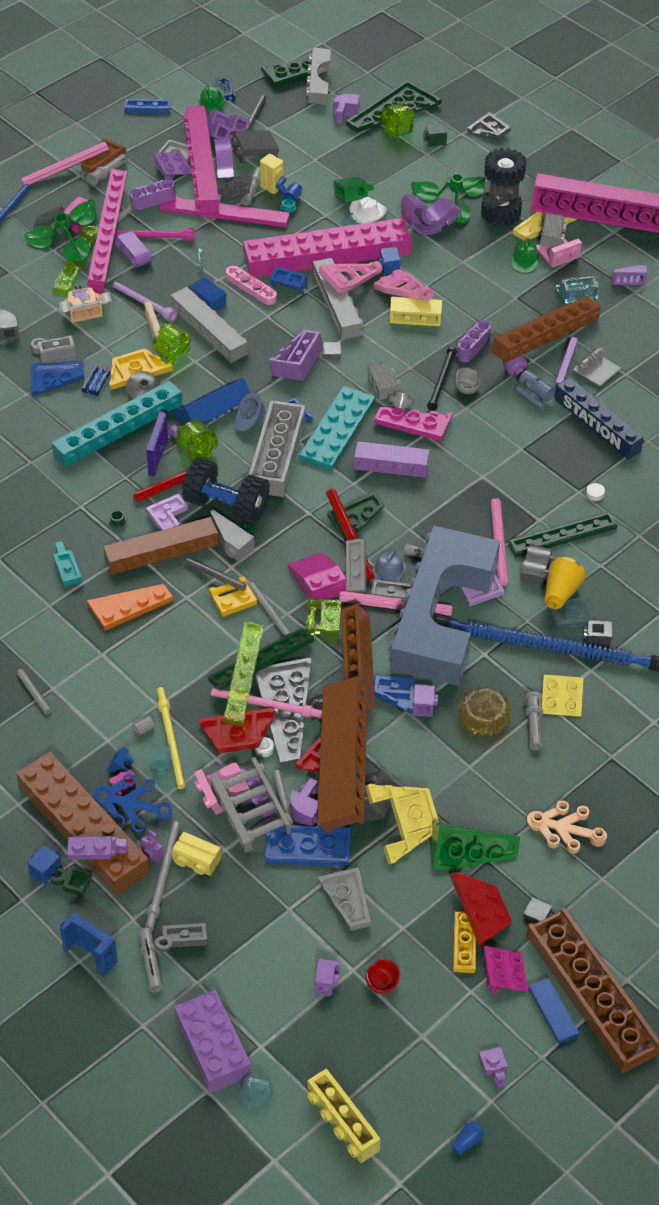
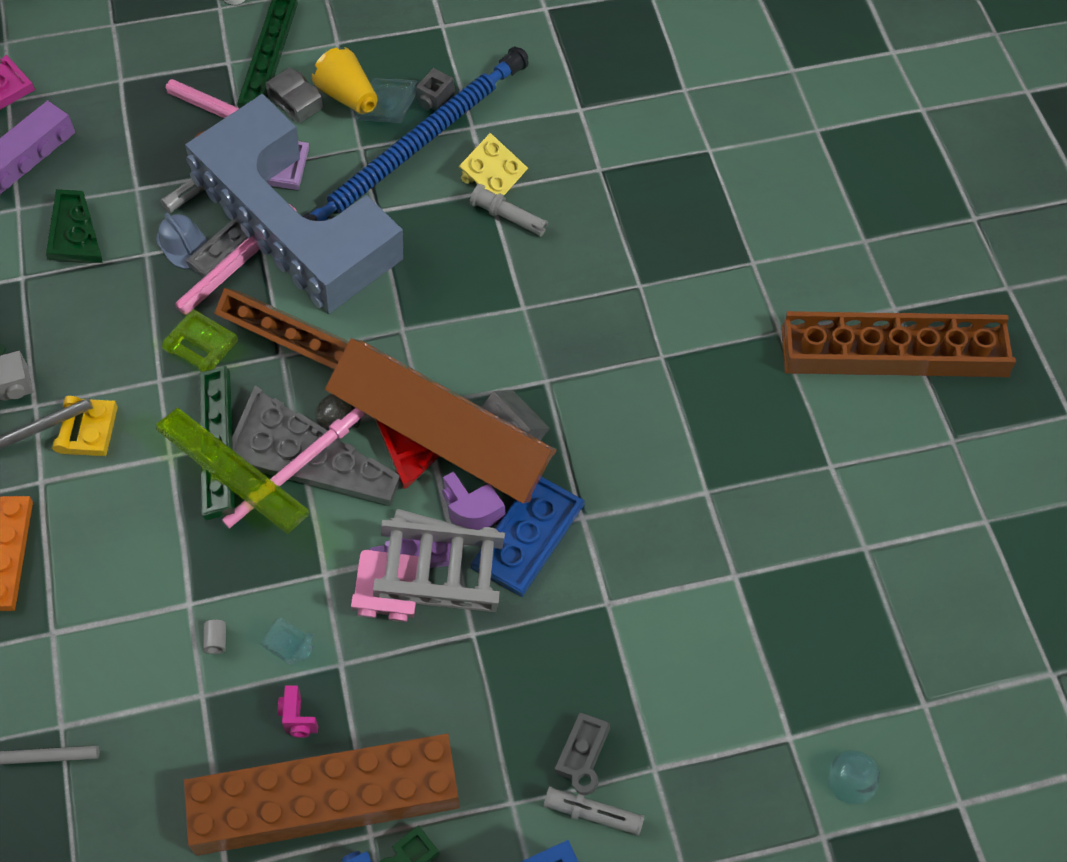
camera: 60 degrees left, 10 degrees up
(95, 847) = (394, 795): medium lavender hinge -> none
(118, 761) = (252, 696): blue tile -> none
(129, 801) = (334, 714): blue plant -> none
(151, 848) = (424, 721): medium lavender plate -> none
(154, 908) = (516, 768): light grey bar -> none
(164, 707) = (200, 596): light yellow bar -> none
(196, 854) = (466, 671): light yellow brick -> none
(212, 1041) = (765, 792): medium lavender brick -> none
(231, 737) = (315, 536): red wing -> none
(266, 748) = (347, 509): white tile -> none
(269, 609) = (142, 395): light grey bar -> none
(318, 577) = (133, 315): dark pink slope -> none
(326, 977) = (739, 609): medium lavender brick -> none
(343, 1115) = (950, 688): light yellow brick -> none
(346, 525) = (100, 247): red axle -> none
(348, 897) = (635, 526): light grey wing -> none
(356, 565) = (154, 266): light grey tile -> none
(383, 976) = (774, 545): red hair -> none
(396, 691) = (372, 321): blue wing -> none
(413, 813) = (569, 396): light yellow wing -> none
(424, 700) = (404, 301): medium lavender brick -> none
(464, 846) = (635, 369): green wedge -> none
(464, 951) = (775, 444): yellow tile -> none
(468, 1137) = (1031, 569): blue cone -> none
(482, 906) = (734, 393): red wing -> none
(484, 711) = (460, 257): clear yellow gear -> none
(495, 1064) = (942, 493): medium lavender plate -> none
(504, 970) = (828, 414): dark pink hinge -> none
(537, 910) = (764, 344): flat silver tile -> none
(553, 1011) = (902, 397): blue tile -> none
(564, 827) = (670, 261): light nougat plant -> none

